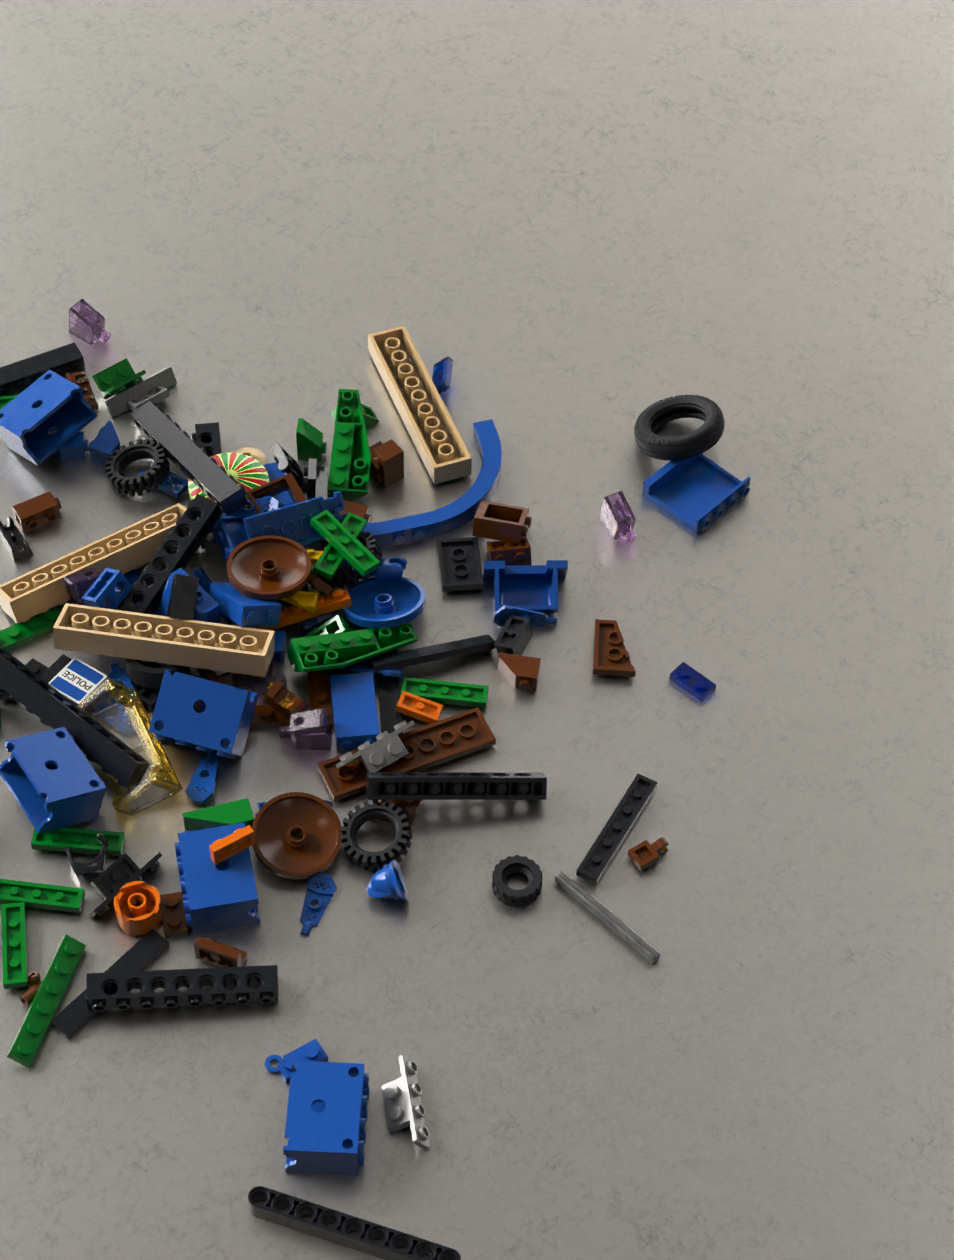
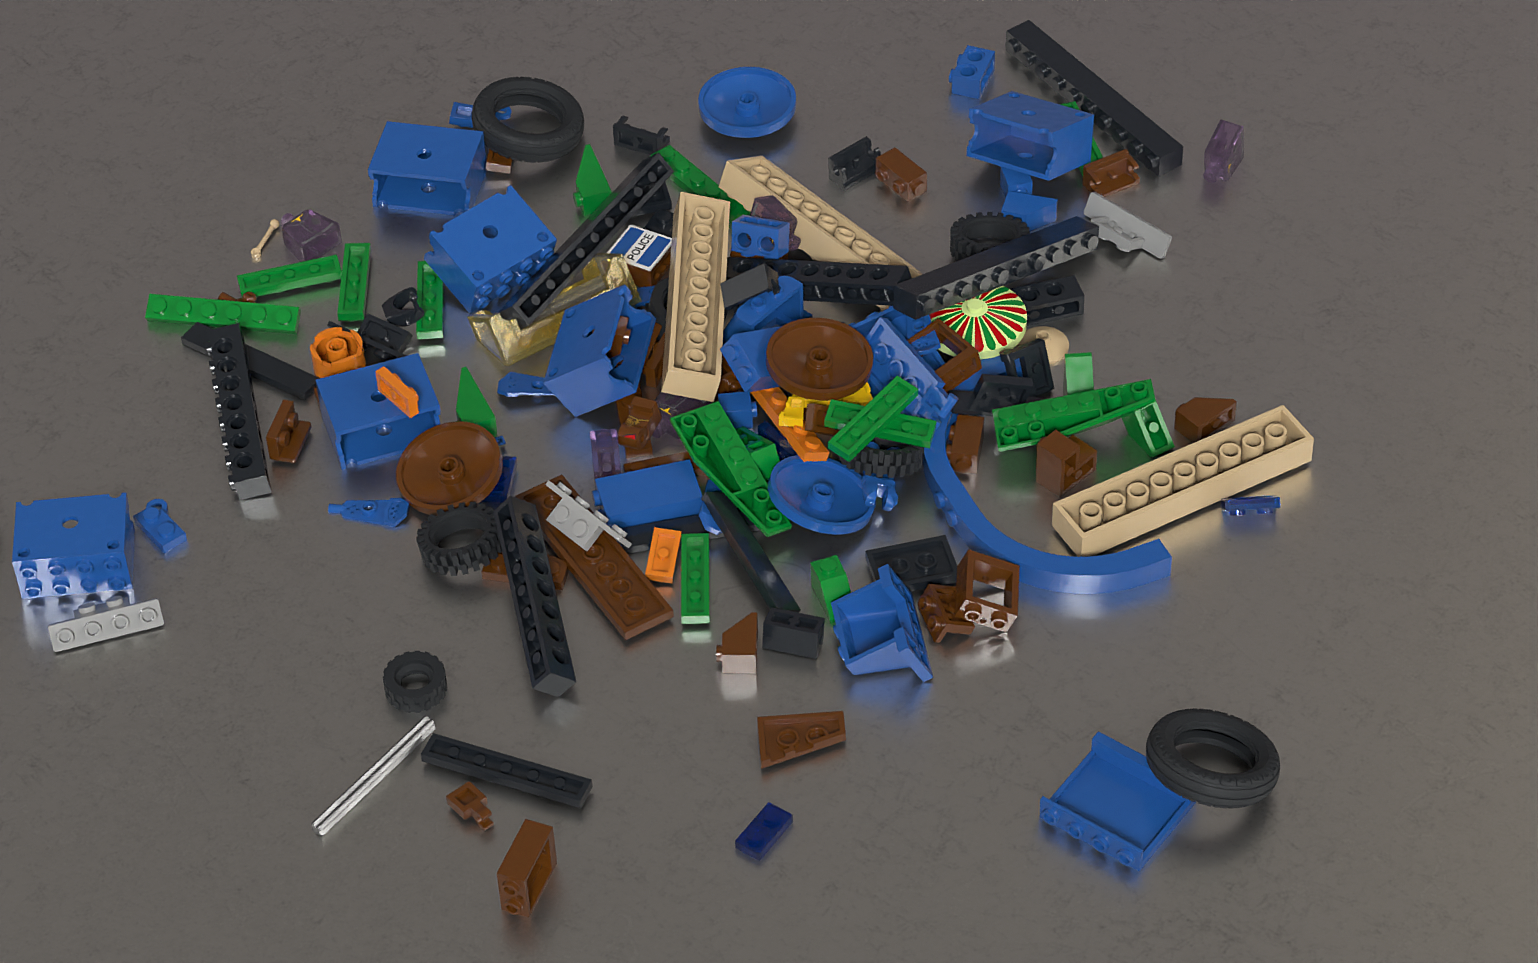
camera: 85 degrees right, 5 degrees down
(114, 378) = (1140, 198): green bracket -> none
(355, 380) = (1204, 417): none -> reddish brown slope
(388, 883) = (394, 565): blue piece -> none
(473, 611) = (829, 583): none -> green slope
(502, 615) = (826, 612): blue piece -> none
(617, 517) = (1027, 712): clear purple torso -> none
(730, 806) = (527, 868): none -> reddish brown window

